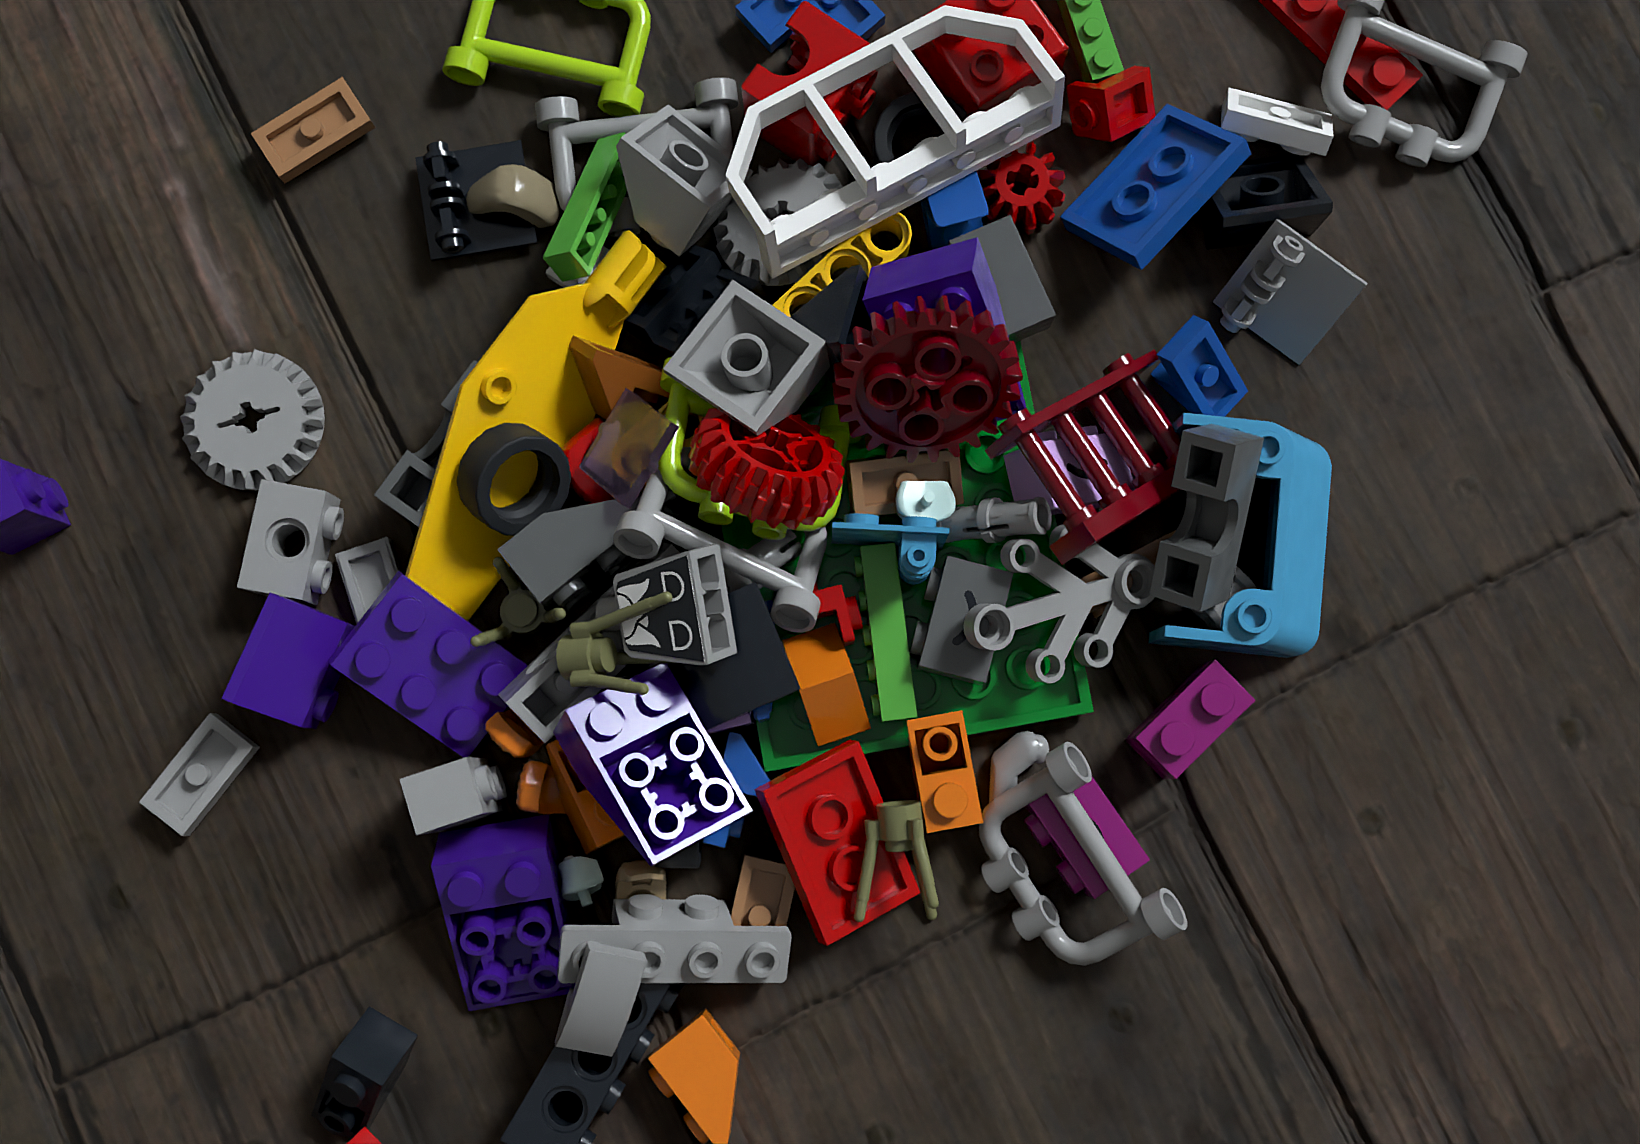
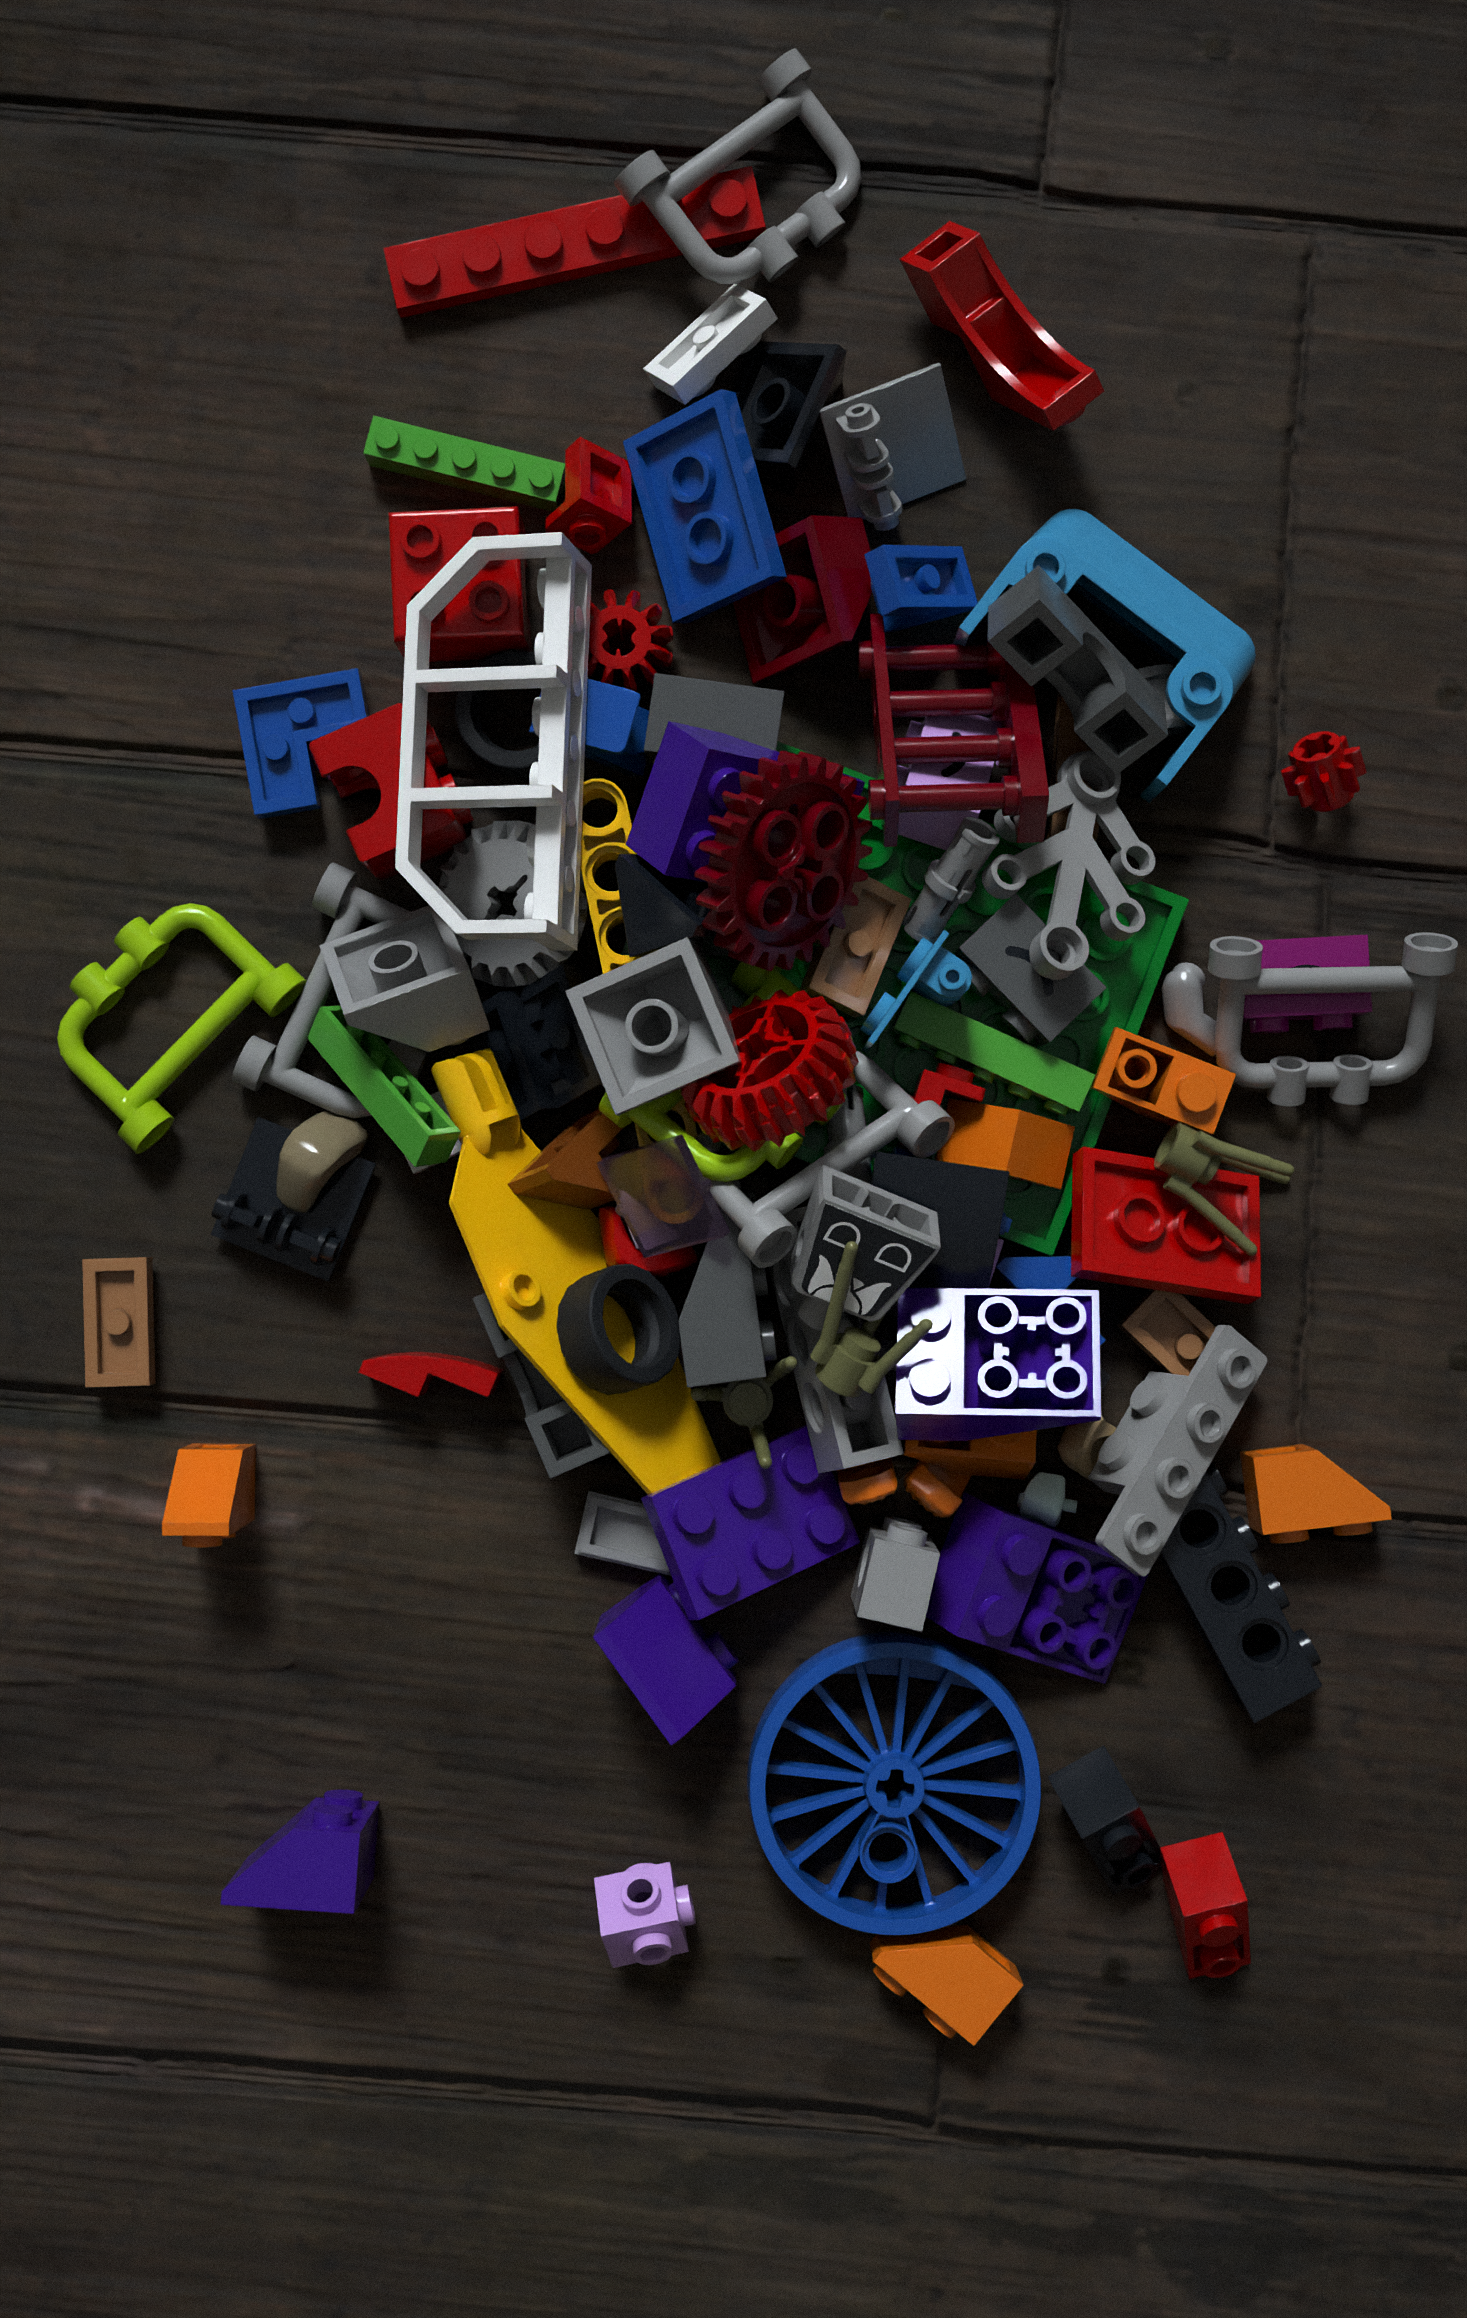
camera: 60 degrees left, 5 degrees up
(91, 763) = (643, 1914): none -> lavender brick
(177, 1025) = (952, 1974): none -> orange slope
(199, 774) = (714, 1814): light grey plate -> none
(222, 264) = (210, 1493): none -> orange slope
(274, 905) = (904, 1657): none -> blue piece
(278, 514) = (550, 1626): light grey brick -> none
(282, 440) = (424, 1537): light grey gear -> none
(401, 360) = (415, 1370): none -> red slope
(601, 999) = (1187, 1543): light grey slope -> none
(925, 499) = (892, 936): light aqua piece -> none
(1137, 302) = (817, 601): none -> dark red slope
(1190, 720) = (1253, 810): magenta brick -> none
(1252, 754) = (1323, 771): none -> red gear
(1414, 330) = (1008, 346): none -> red arch

